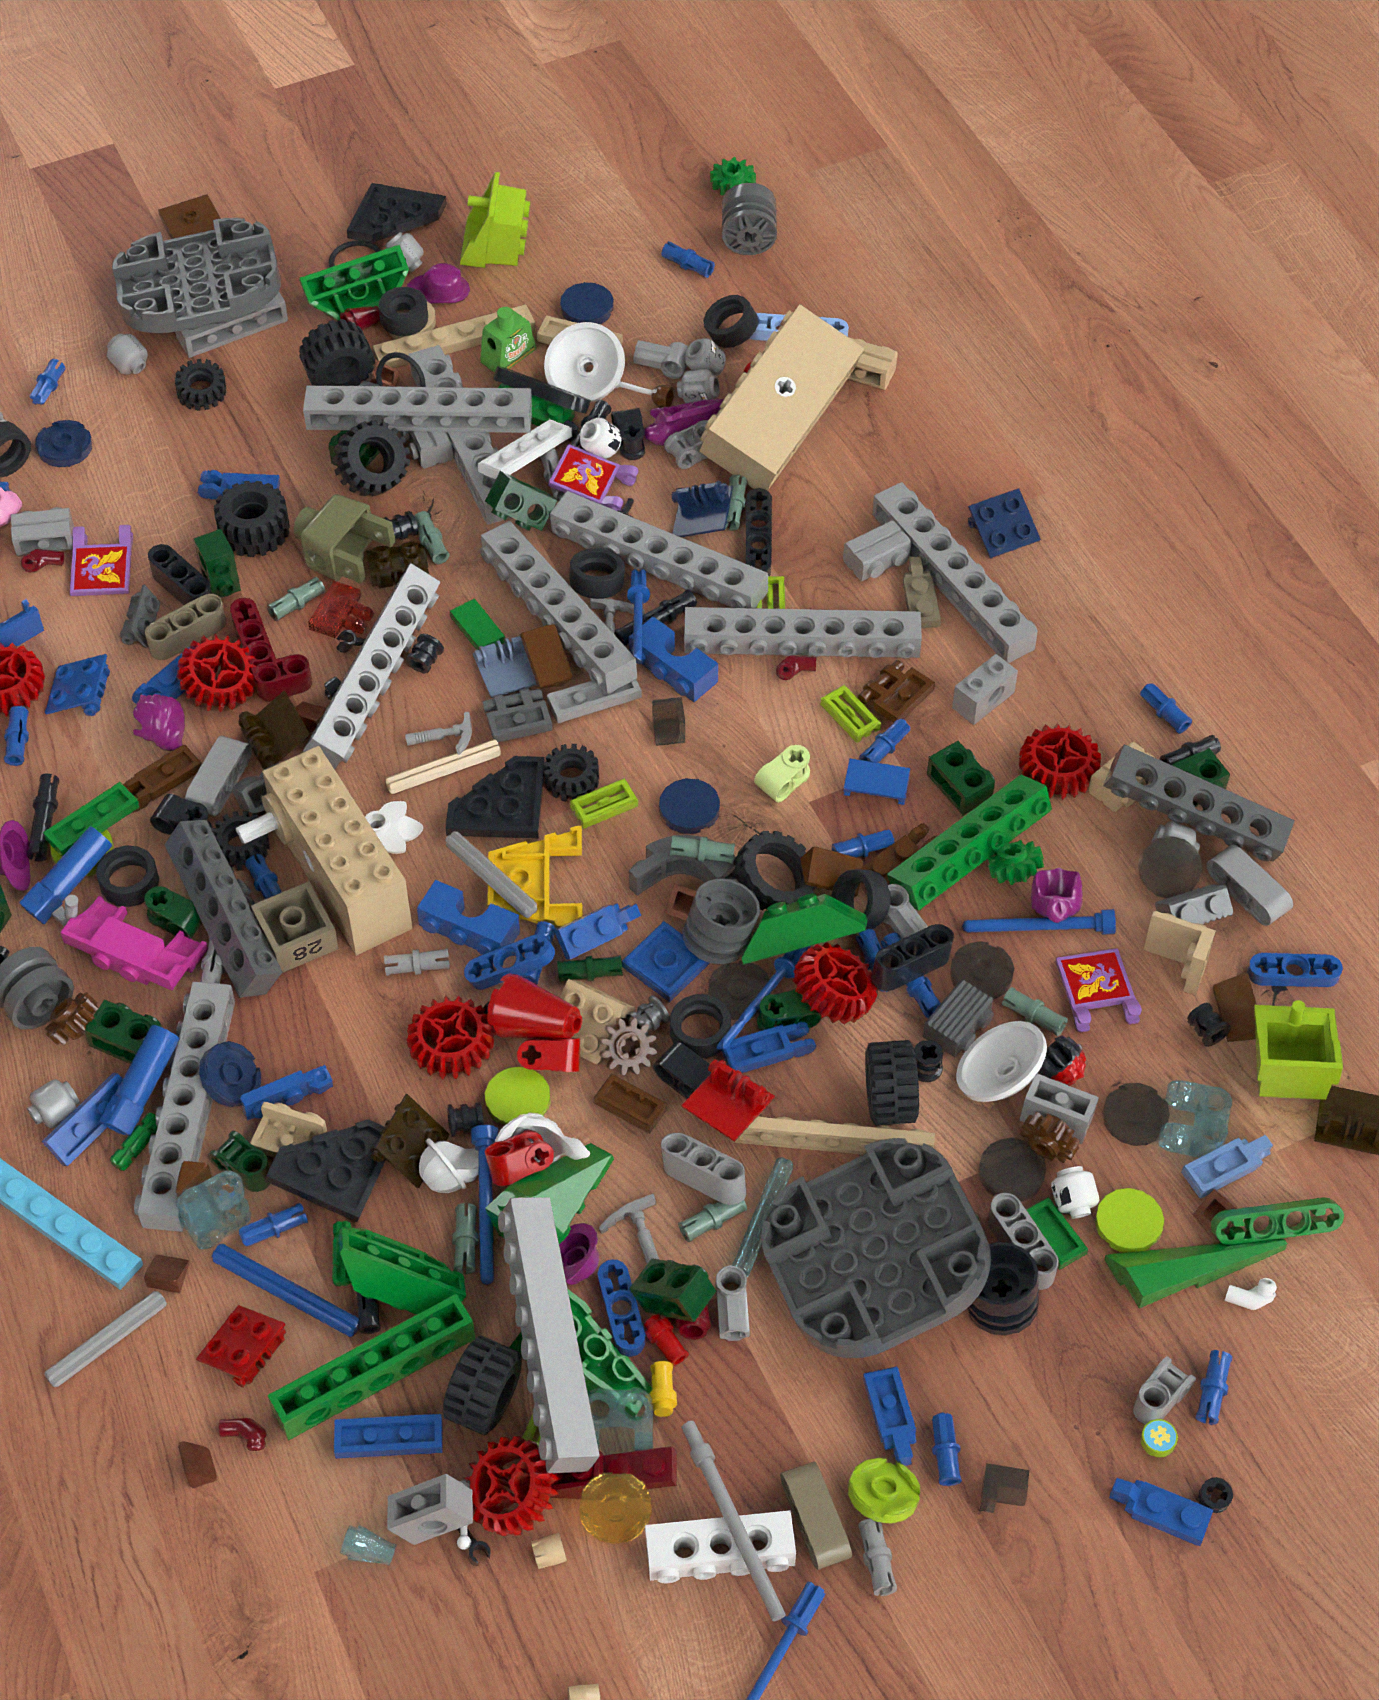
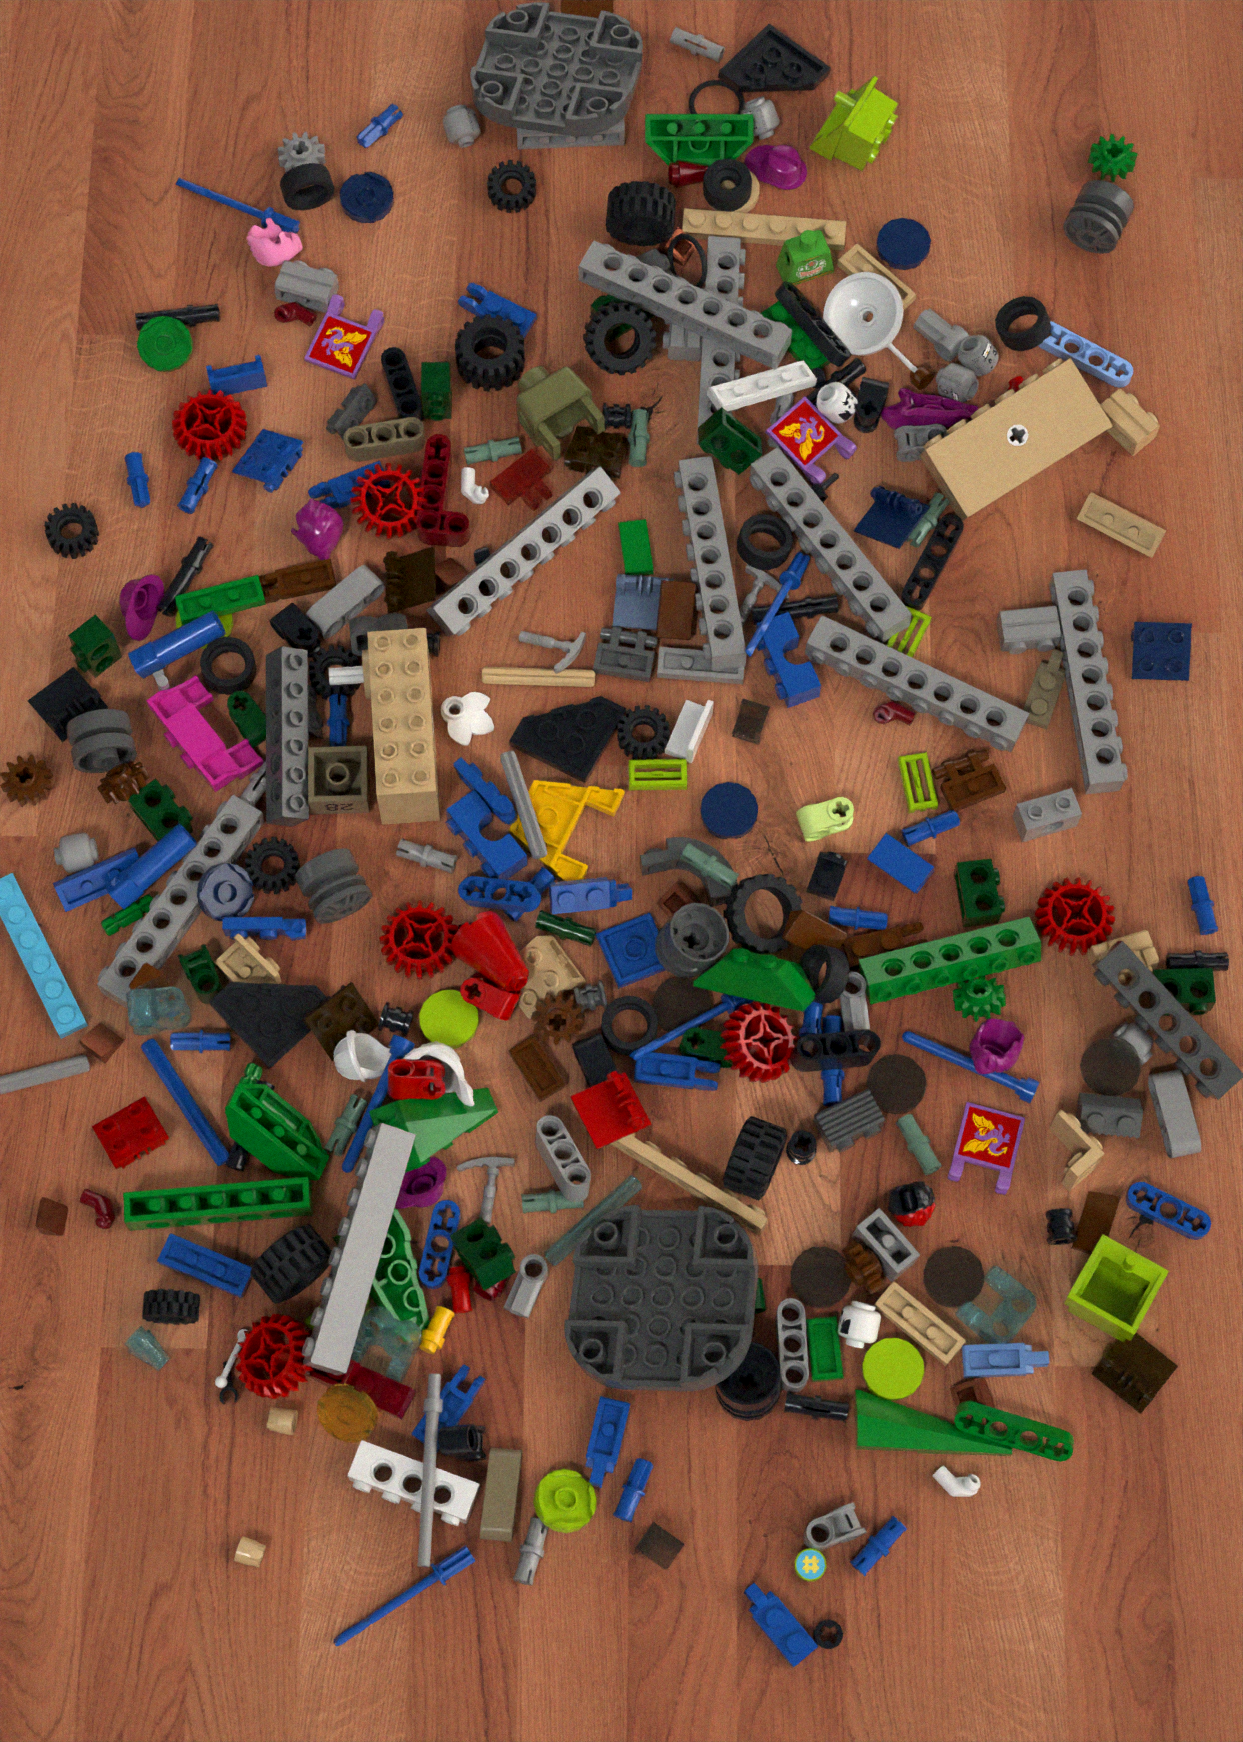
camera: 25 degrees right, 15 degrees up
(261, 1018) = (263, 851): none -> black tyre
(293, 639) = (470, 489): none -> white arm
(314, 221) = (681, 39): none -> light grey pin
(339, 1020) = (333, 885): none -> dark grey wheel
(349, 639) = (520, 515): black hand -> none
(370, 1486) = (171, 1306): none -> black tyre
(424, 653) = (575, 557): black bush -> none
(424, 873) = (489, 793): none -> blue hinge
(430, 1509) = (203, 1346): light grey brick -> none
(613, 753) = (689, 730): none -> white panel
(688, 259) = (1022, 233): blue pin -> none
(724, 1450) = (454, 1403): none -> blue hinge
(752, 1479) = (463, 1442): none -> black piece
(813, 820) = (827, 875): none -> black bracket
(909, 441) = (1121, 524): none -> tan plate
(1001, 1061) = (859, 1181): white dish -> none
(1100, 1280) = (816, 1407): none -> black pin
(1131, 1167) = (919, 1323): none -> tan plate

